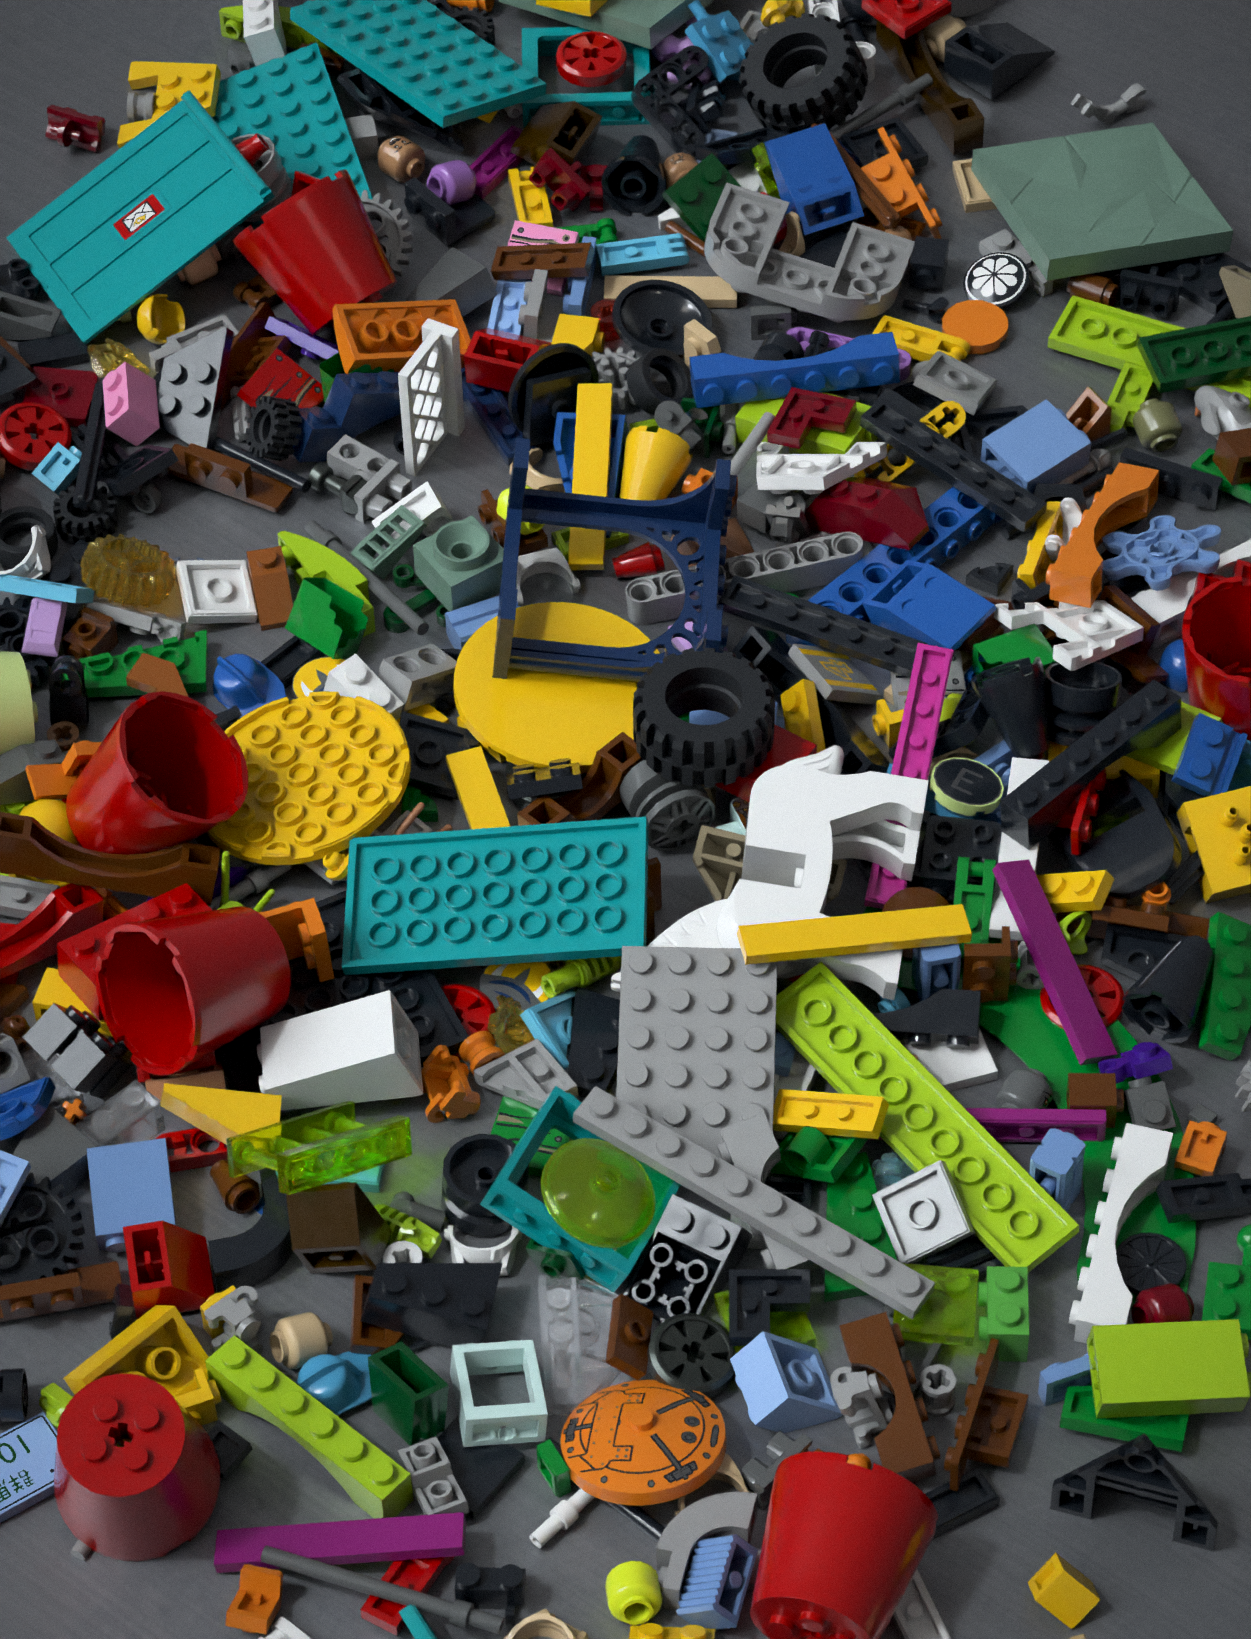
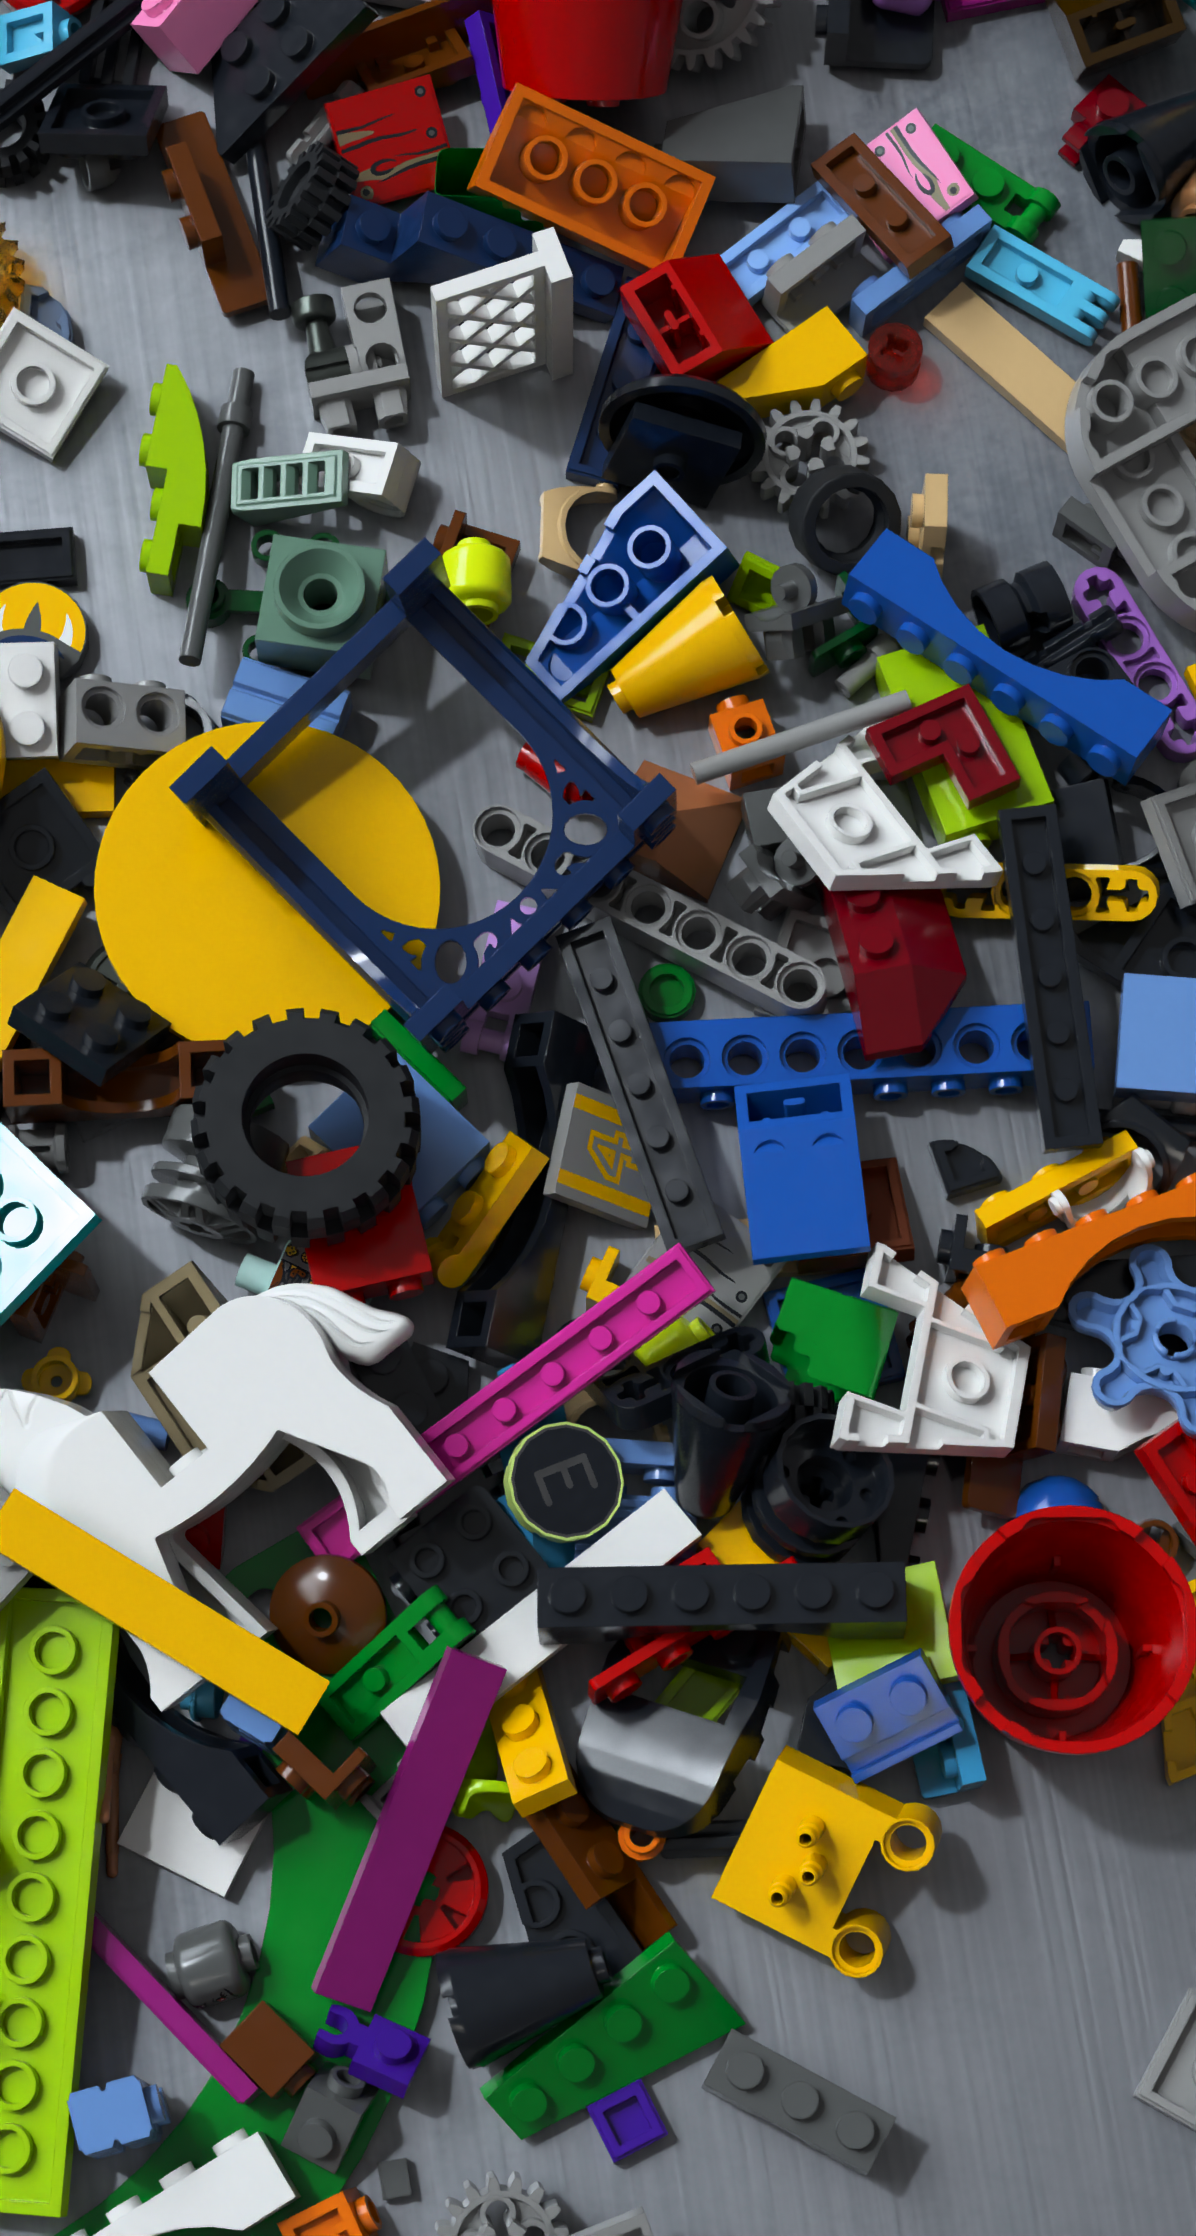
camera: 40 degrees right, 25 degrees up
(270, 586) = (97, 434): dark orange slope -> none
(328, 618) = (119, 520): green piece -> none
(529, 201) = (992, 78): yellow plate -> none
(544, 562) = (417, 657): white helmet -> none
(562, 179) = (1054, 85): dark red hips -> none
(591, 469) = (622, 583): yellow tile -> none
(654, 315) = (965, 394): black dish -> none

